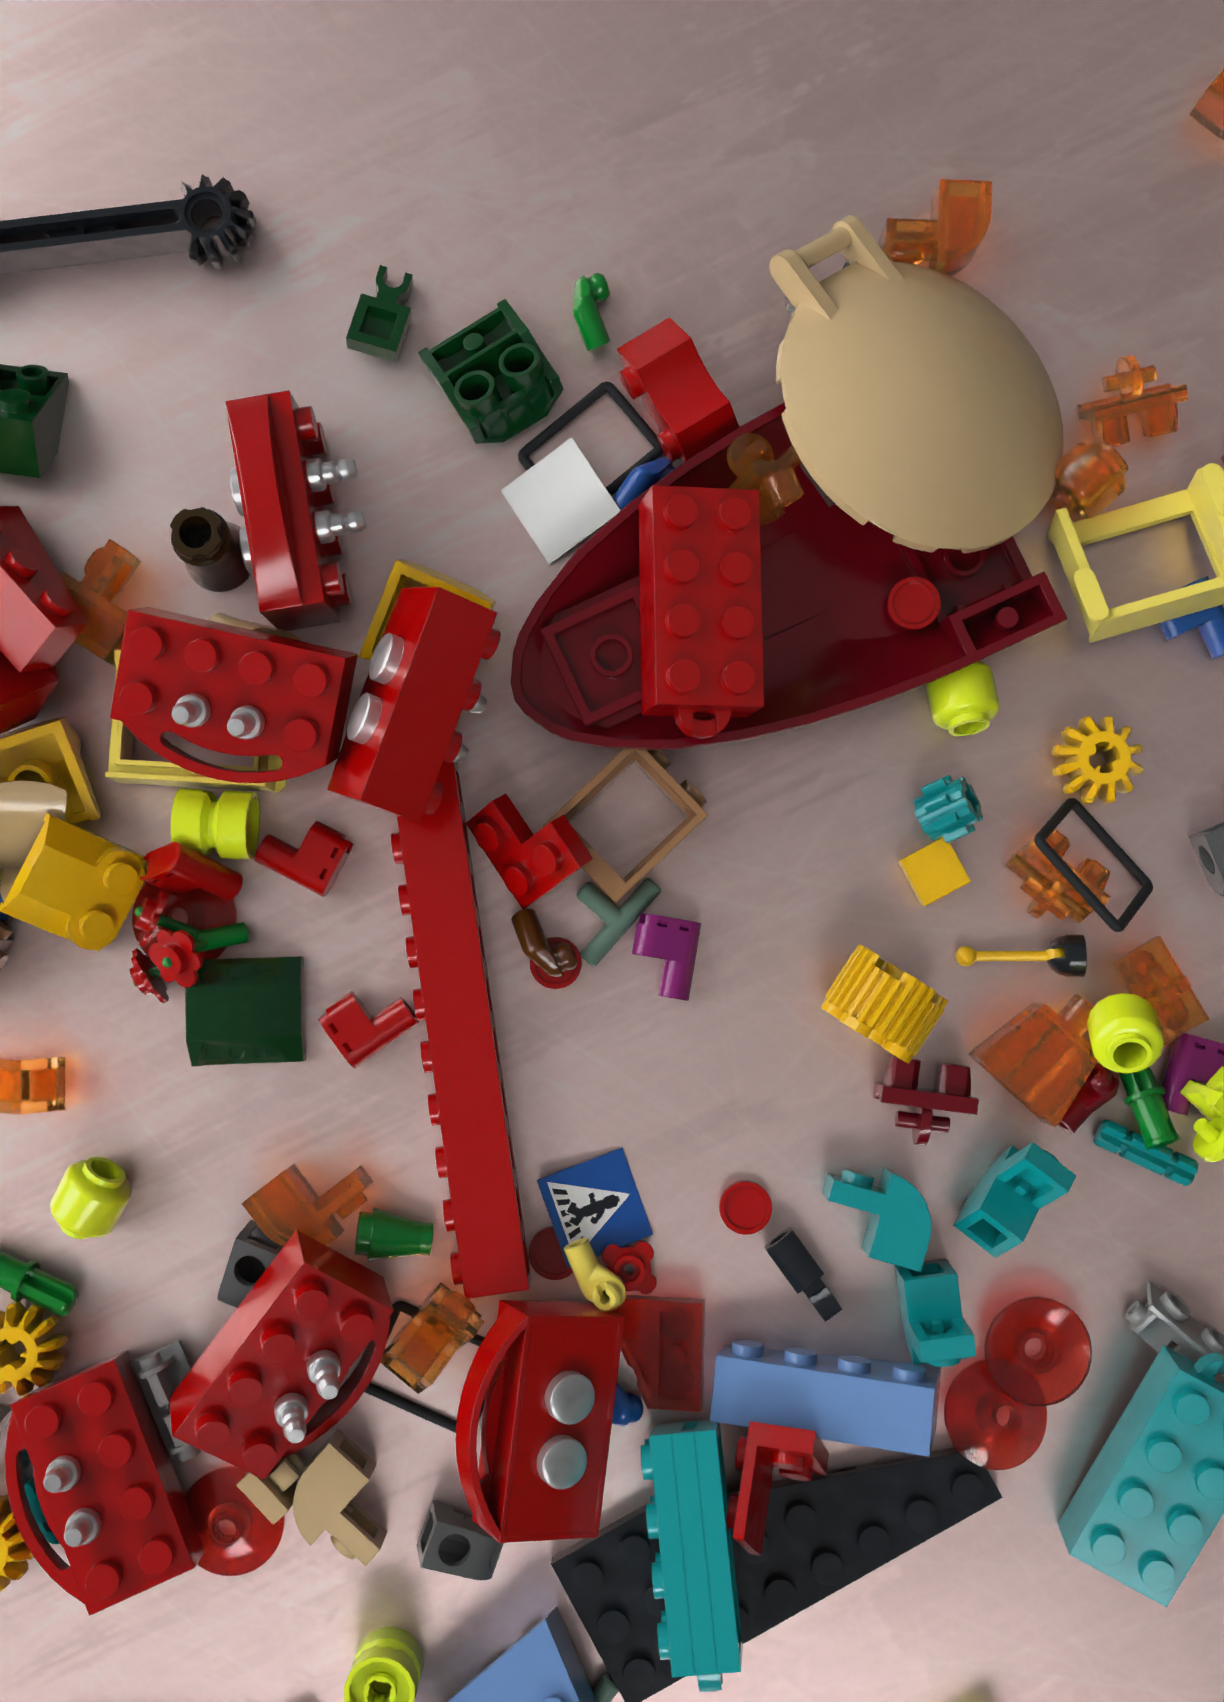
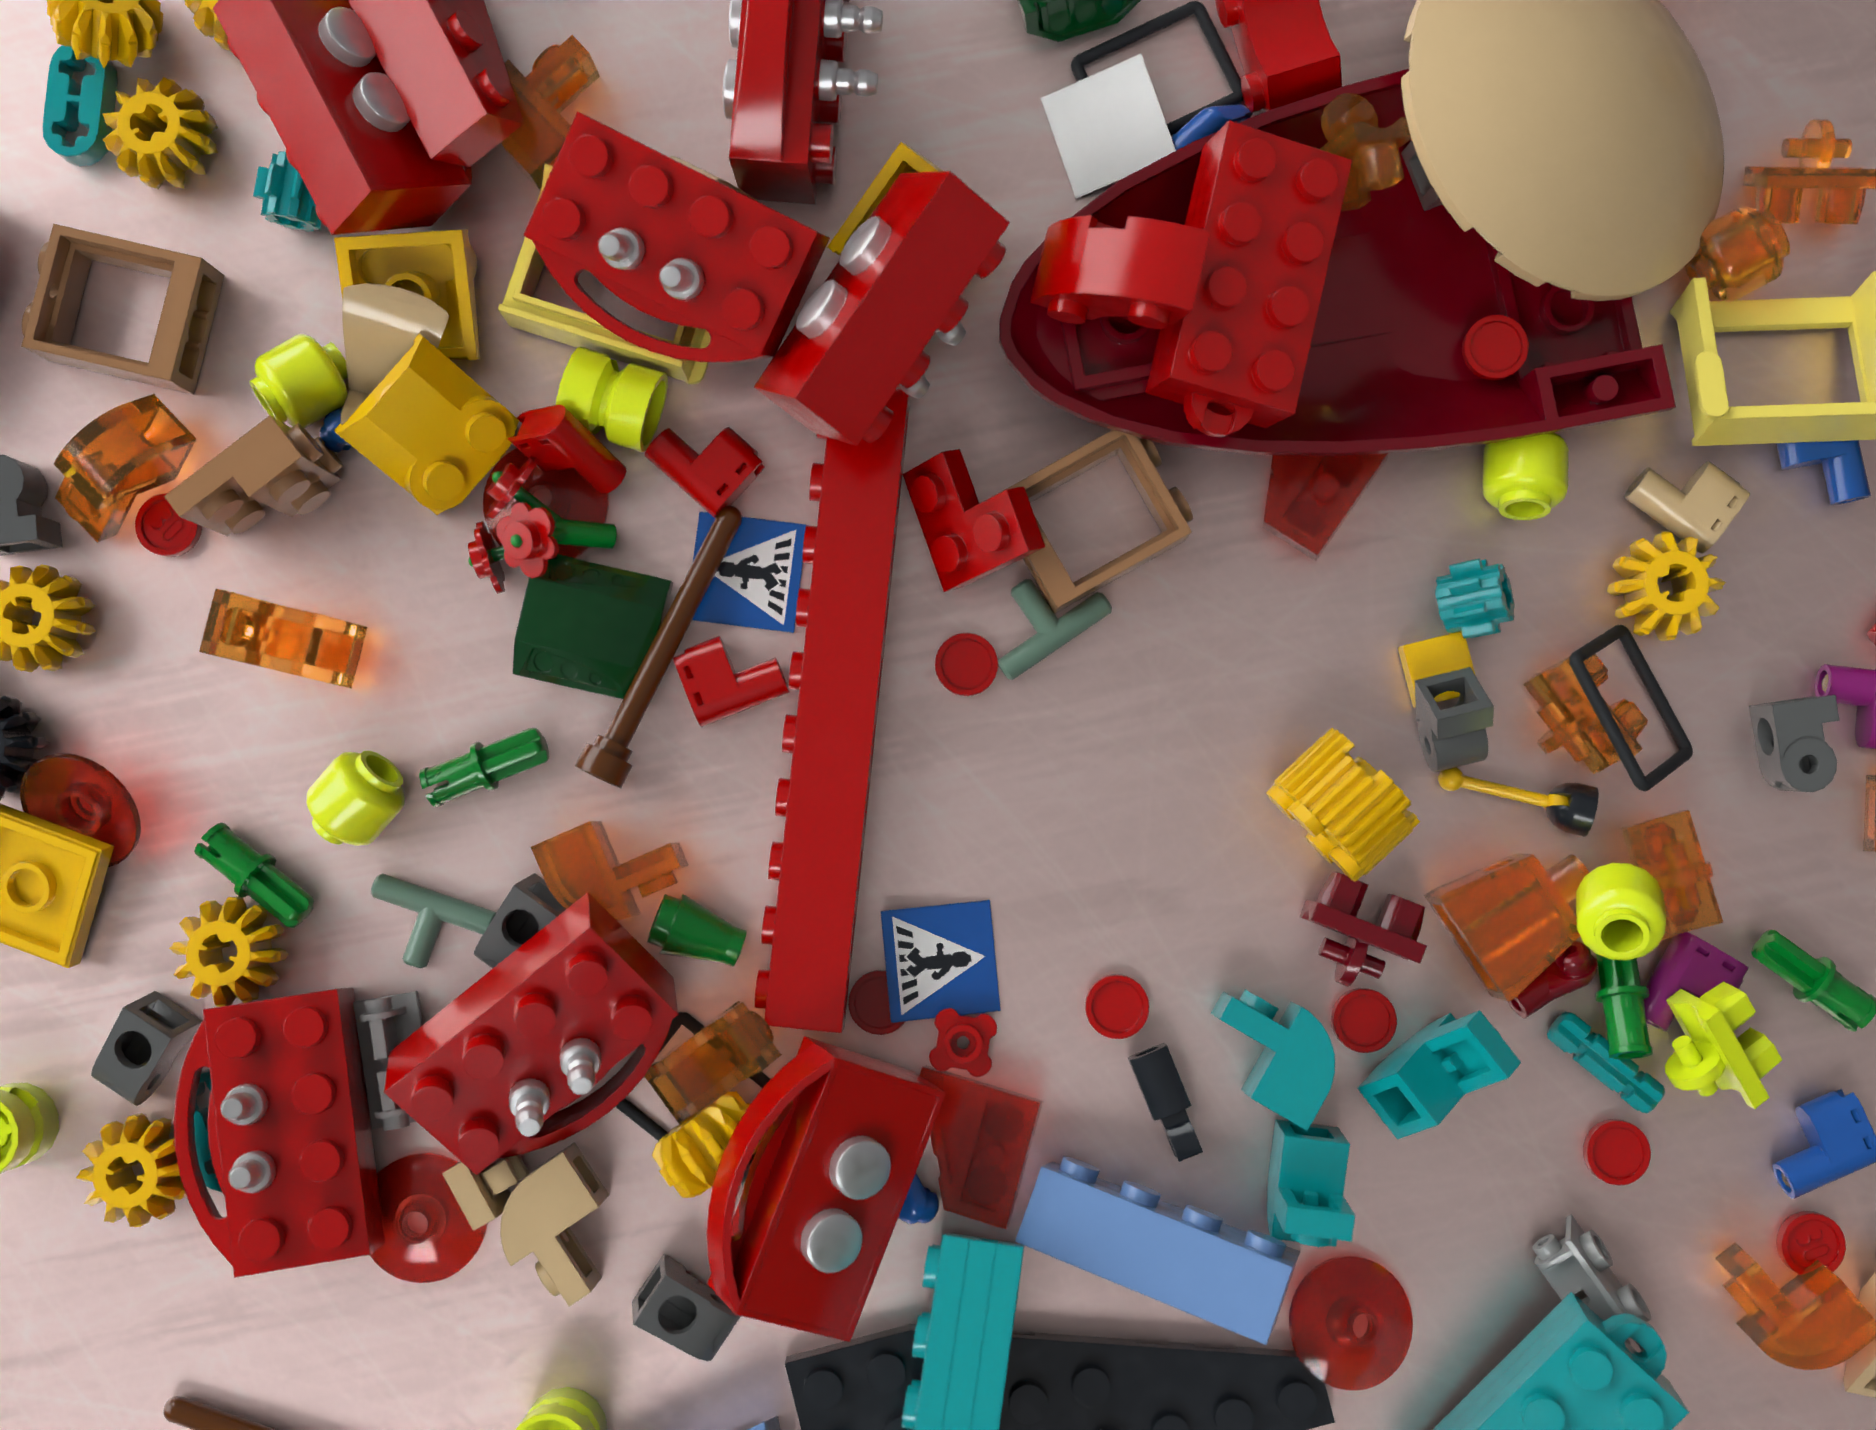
camera: 15 degrees right, 0 degrees up
(176, 1271) = (432, 911): none -> sand green piece
(188, 1145) = (485, 766): none -> green axle
(218, 563) = (685, 76): dark brown plant -> none
(286, 1111) = (610, 753): none -> reddish brown piece
(359, 933) = (757, 576): none -> sticker
(434, 1411) = (695, 1147): none -> yellow gear
(537, 948) = (950, 638): reddish brown arm -> none
(586, 628) = (1131, 272): none -> red brick
(594, 1279) = (919, 1043): light yellow arm -> none
(675, 943) = (1112, 675): magenta piece -> none
(769, 1446) = (1080, 1289): red bracket -> none
(800, 759) = (1315, 495): none -> clear red wing
(945, 1167) = (1363, 1020): none -> red piece
(961, 920) = (1457, 733): none -> dark grey leg
(1058, 1366) = (1445, 1279): clear red dish -> none
(1106, 693) = (1696, 511): none -> tan piece
(1173, 1221) = (1616, 1152): none -> red piece

